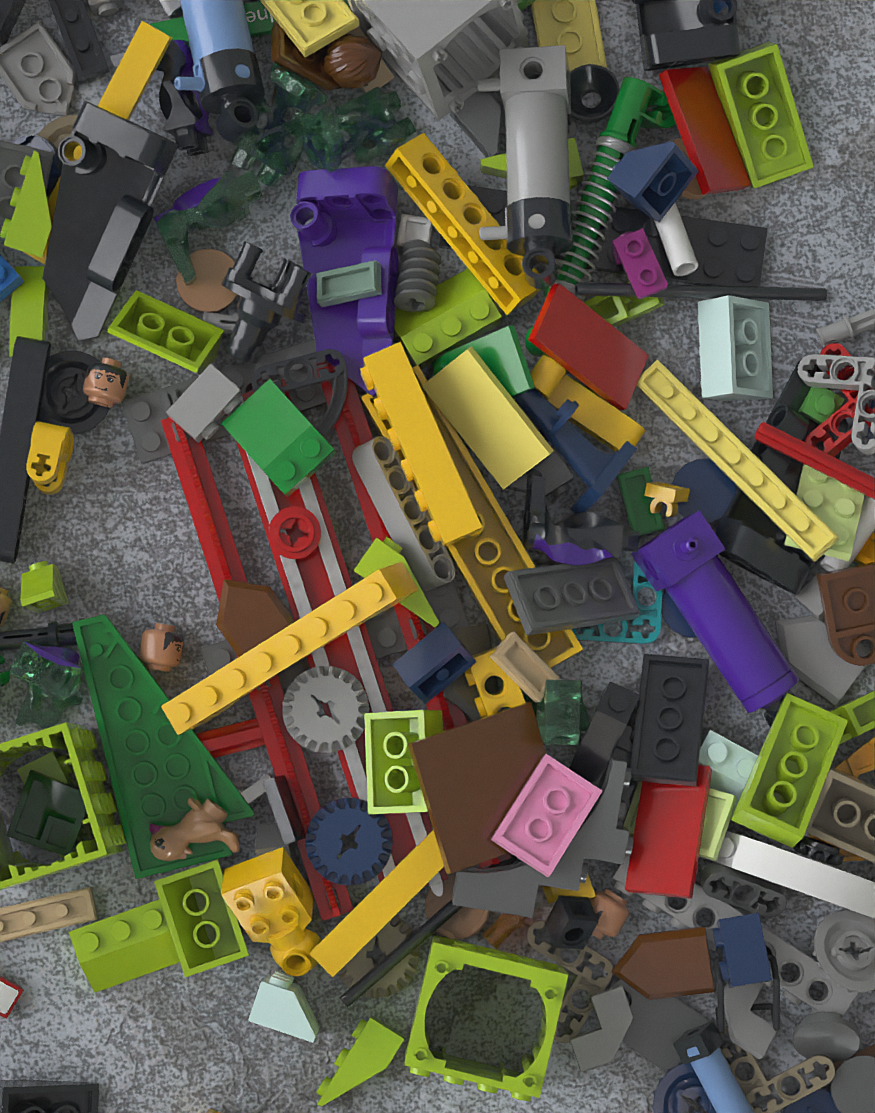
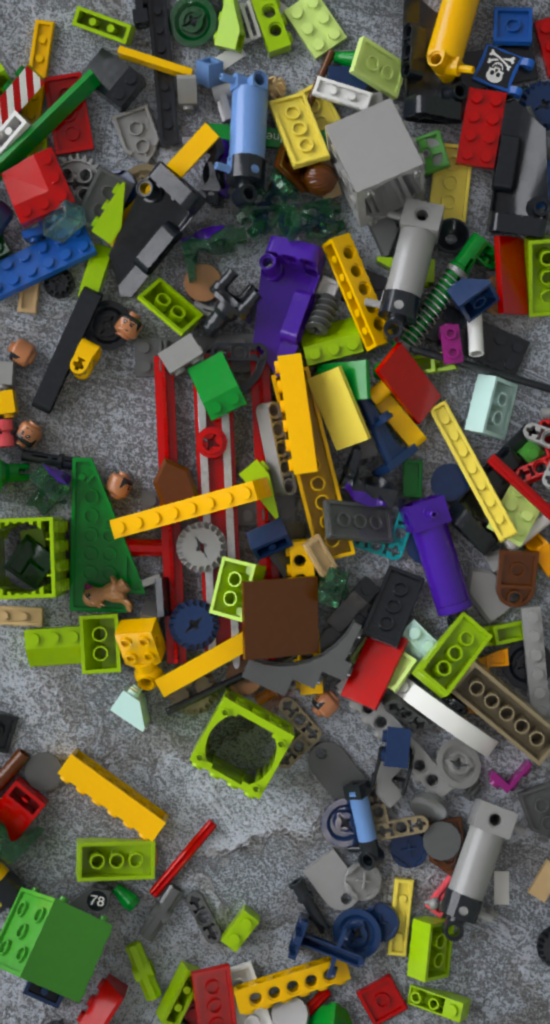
camera: 15 degrees right, 5 degrees up
(42, 588) = (61, 432): lime slope -> none
(349, 283) = (282, 308): sand green tile -> none
(369, 1055) = (170, 745): lime slope -> none
(546, 815) = (308, 642): bright pink plate -> none
(571, 922) = (305, 704): black brick -> none
(602, 1044) = (313, 765): light grey tile -> none
(666, 494) = (427, 478): yellow tile -> none
(668, 964) = (352, 741): reddish brown tile -> none

